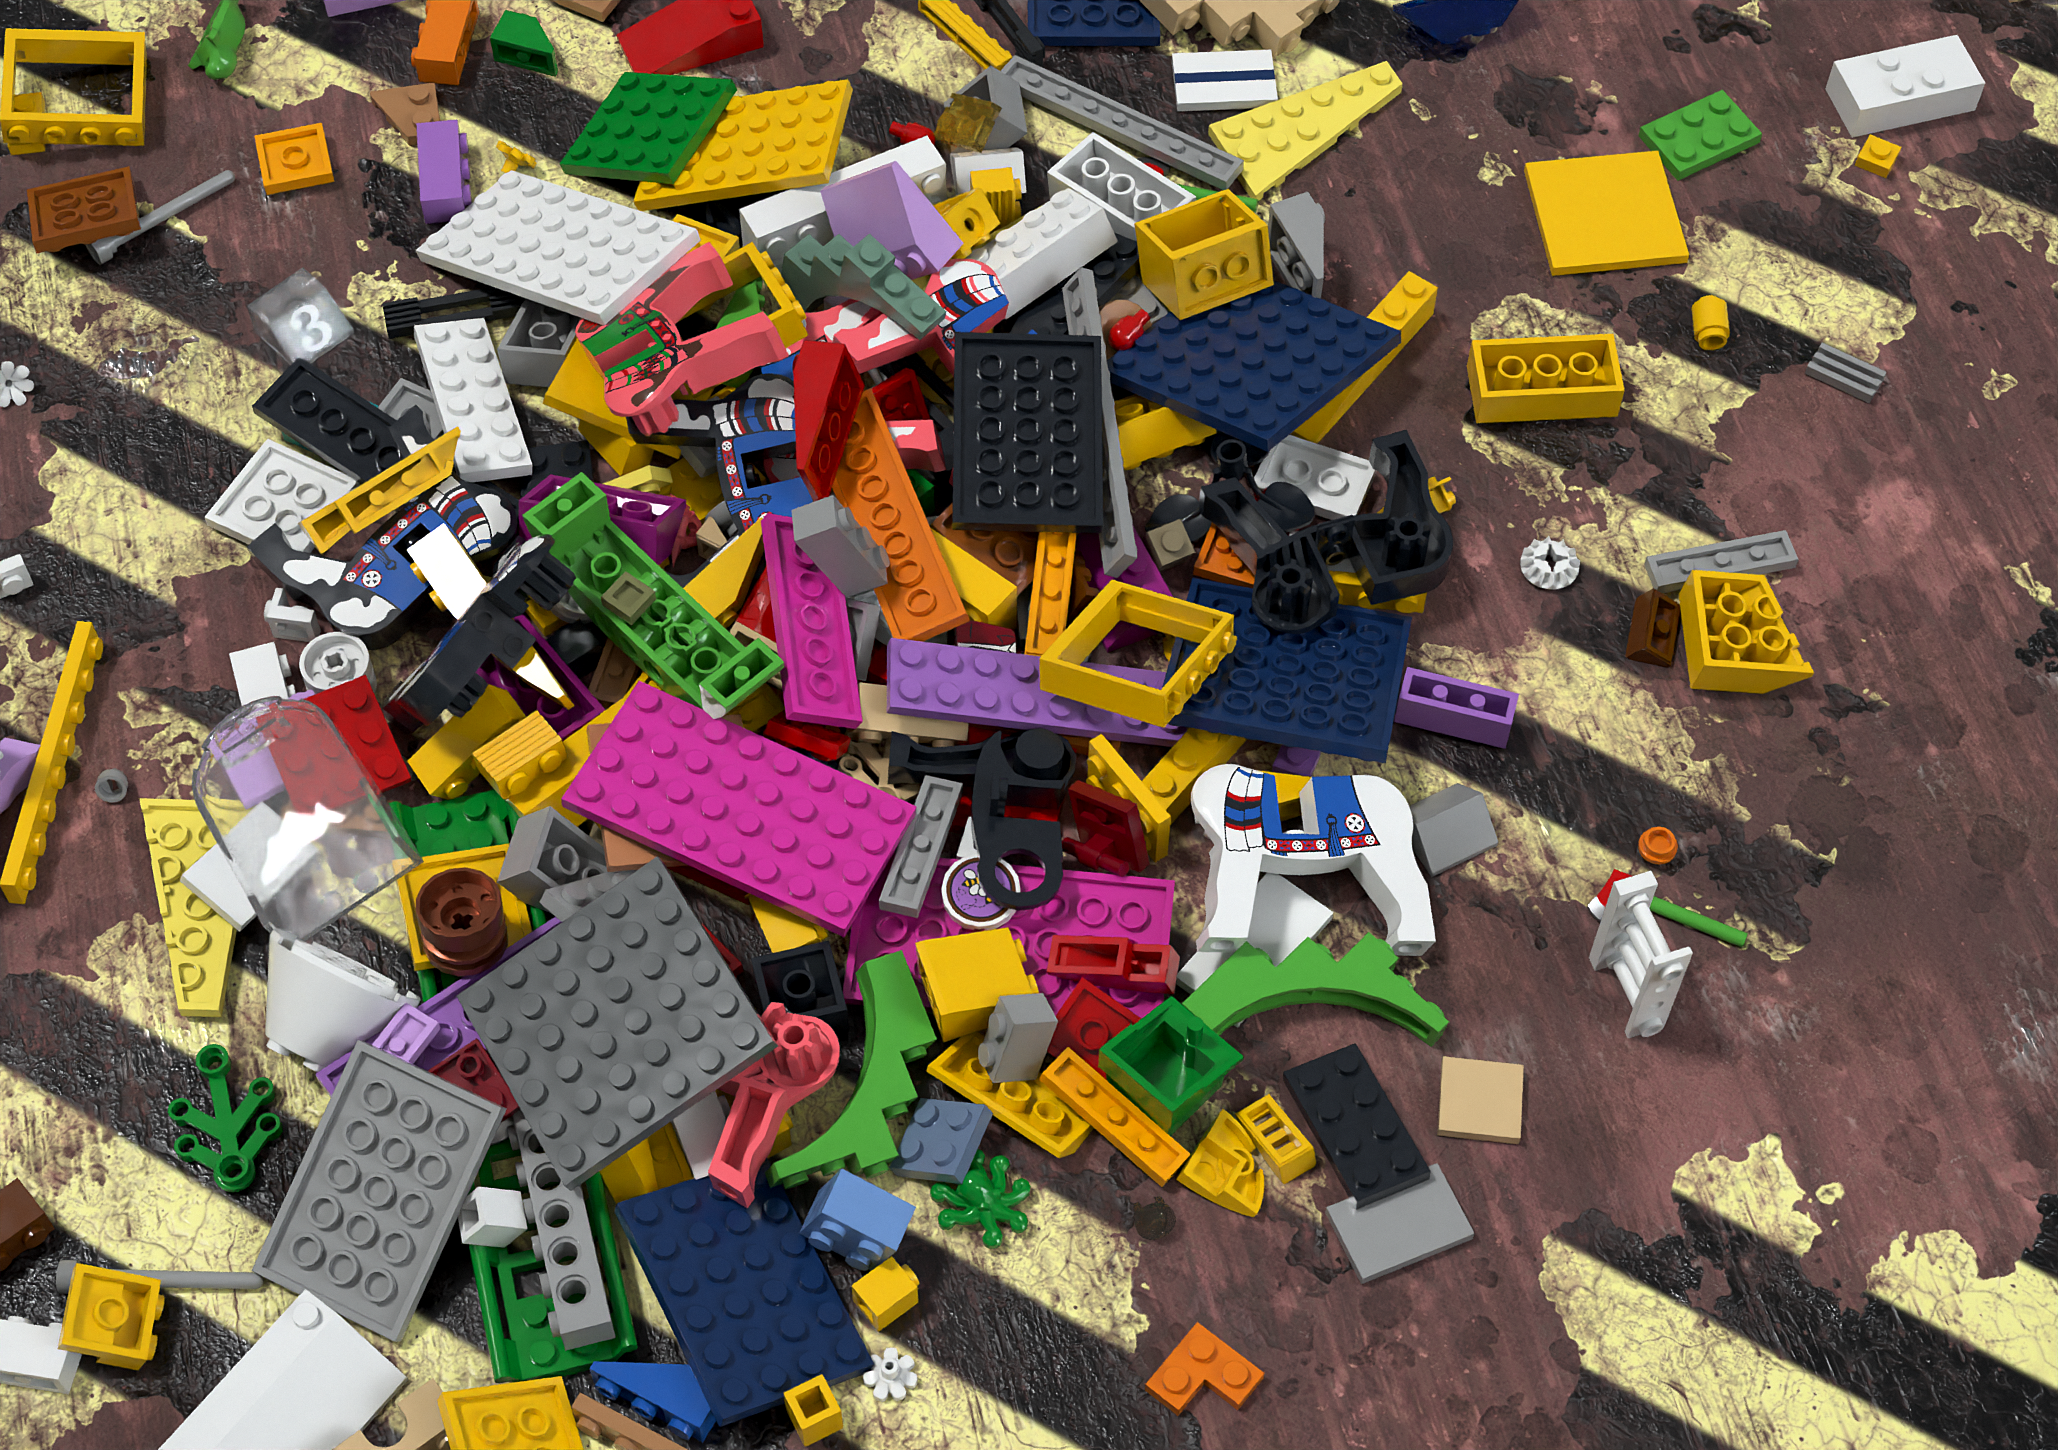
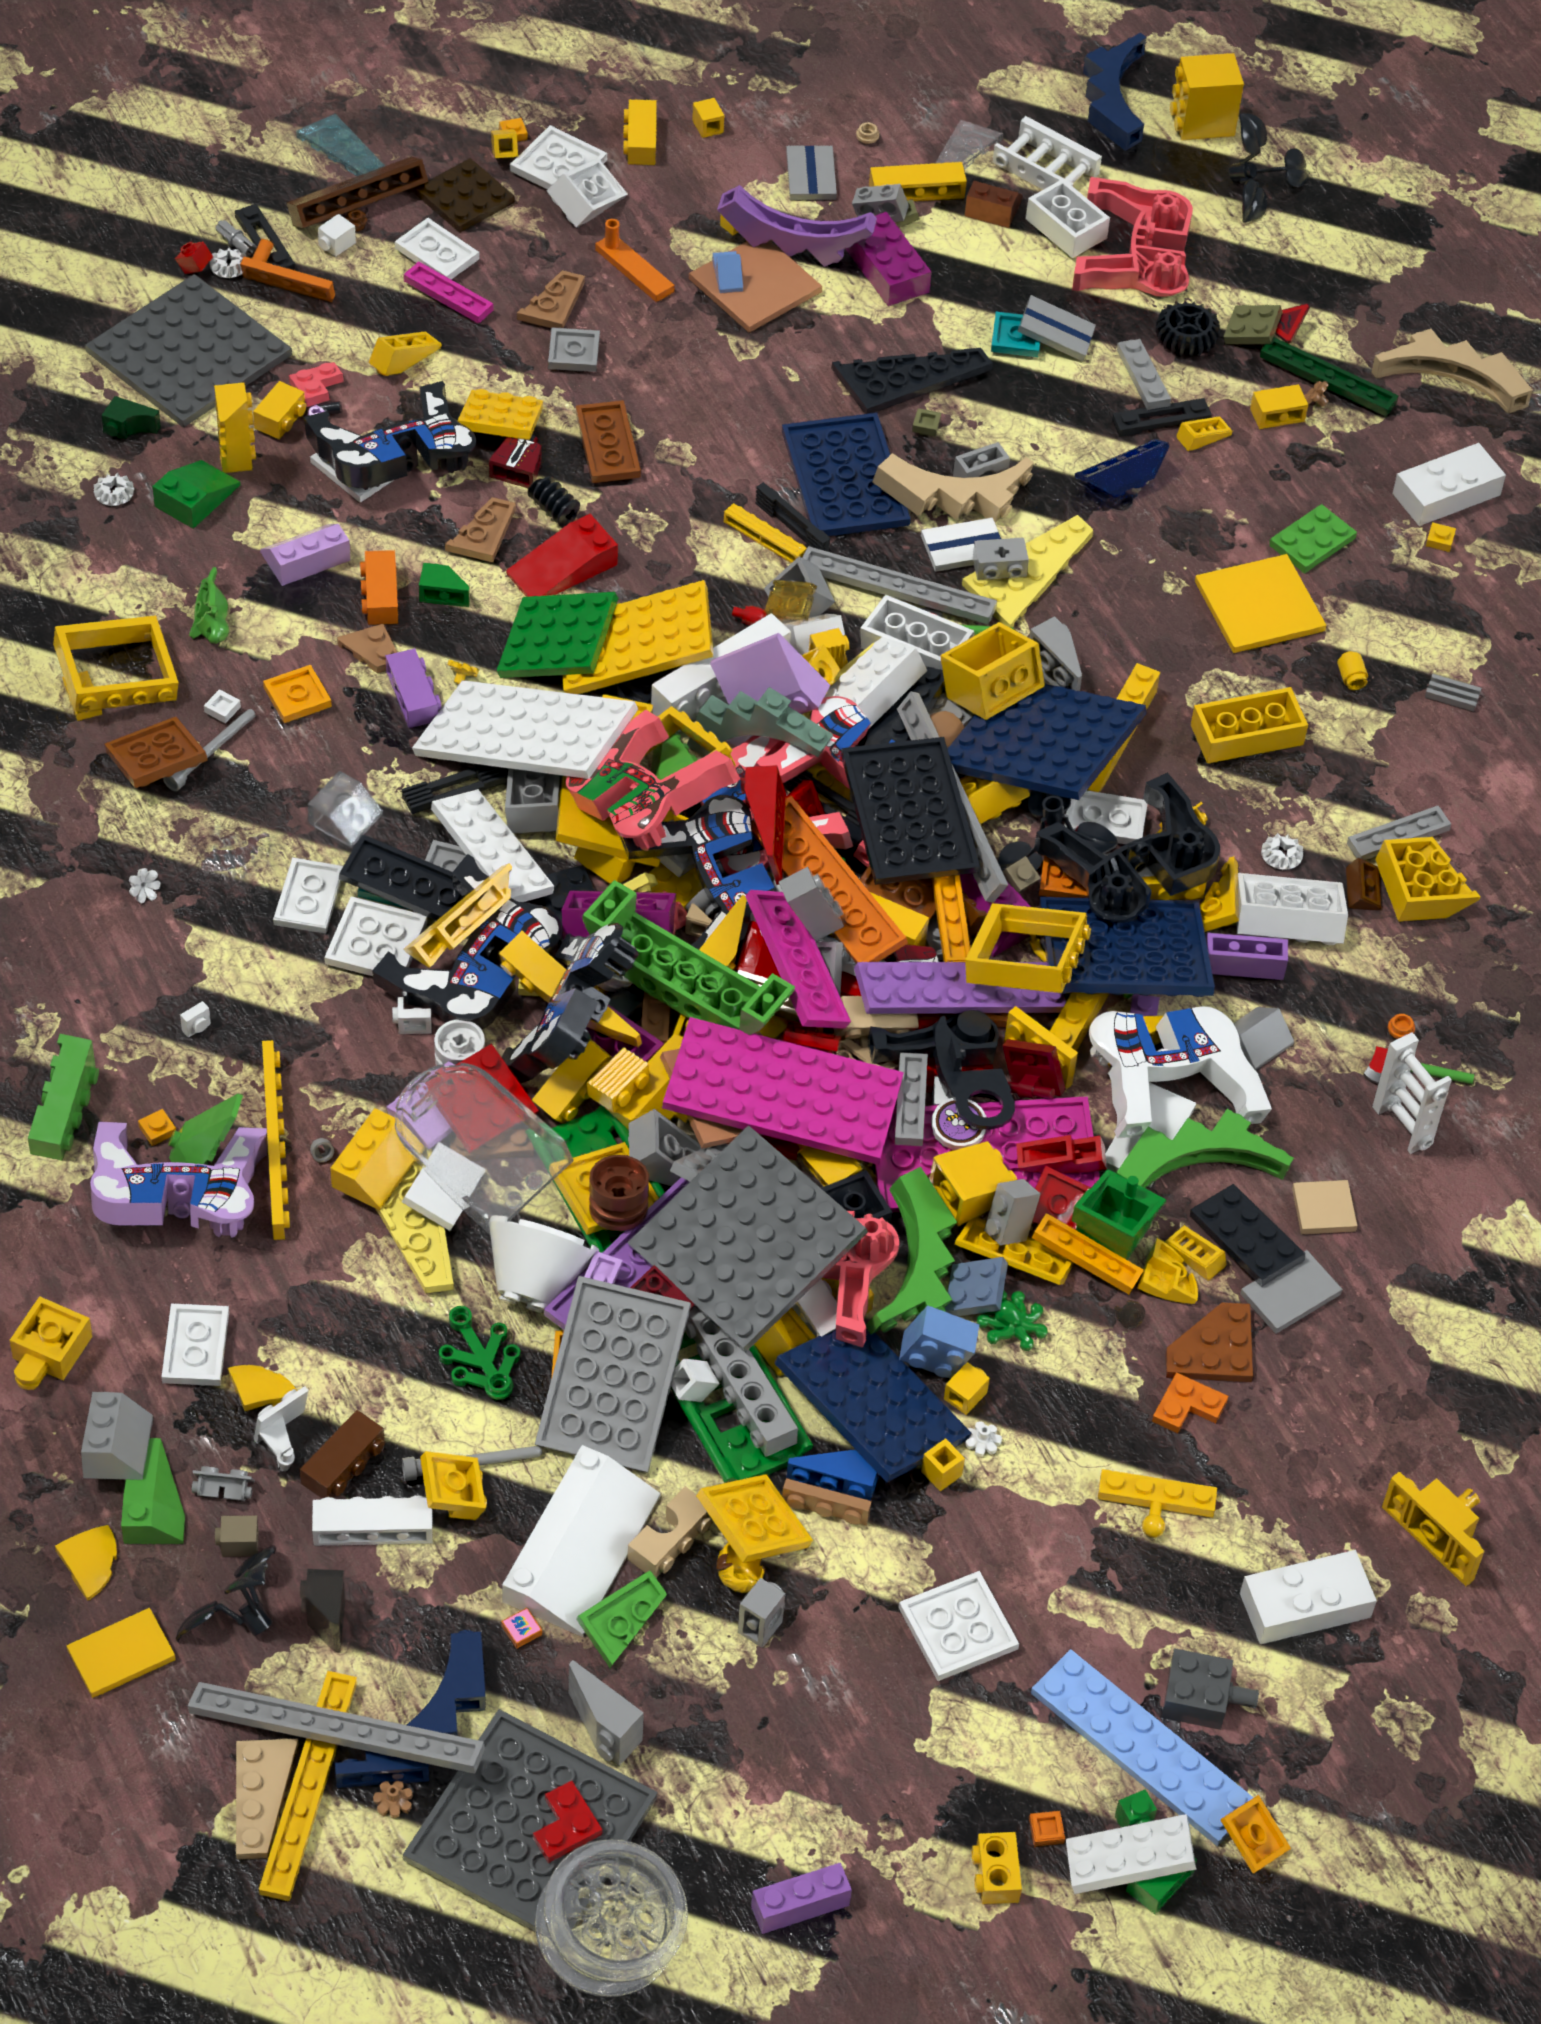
camera: 15 degrees left, 5 degrees down
(156, 817) = (372, 1162): none -> yellow slope
(193, 161) = (222, 706): none -> white plate
(216, 430) = (308, 895): none -> white tile
(261, 673) = (403, 1060): white brick -> none
(628, 598) = (668, 962): olive plate -> none
(1127, 330) = (952, 731): red cylinder -> none
(1262, 104) = (1000, 558): none -> light grey brick
(1266, 1290) = (1215, 1347): none -> dark orange plate
(1446, 619) = (1221, 900): none -> yellow wing
(1540, 647) = (1291, 908): none -> white slope

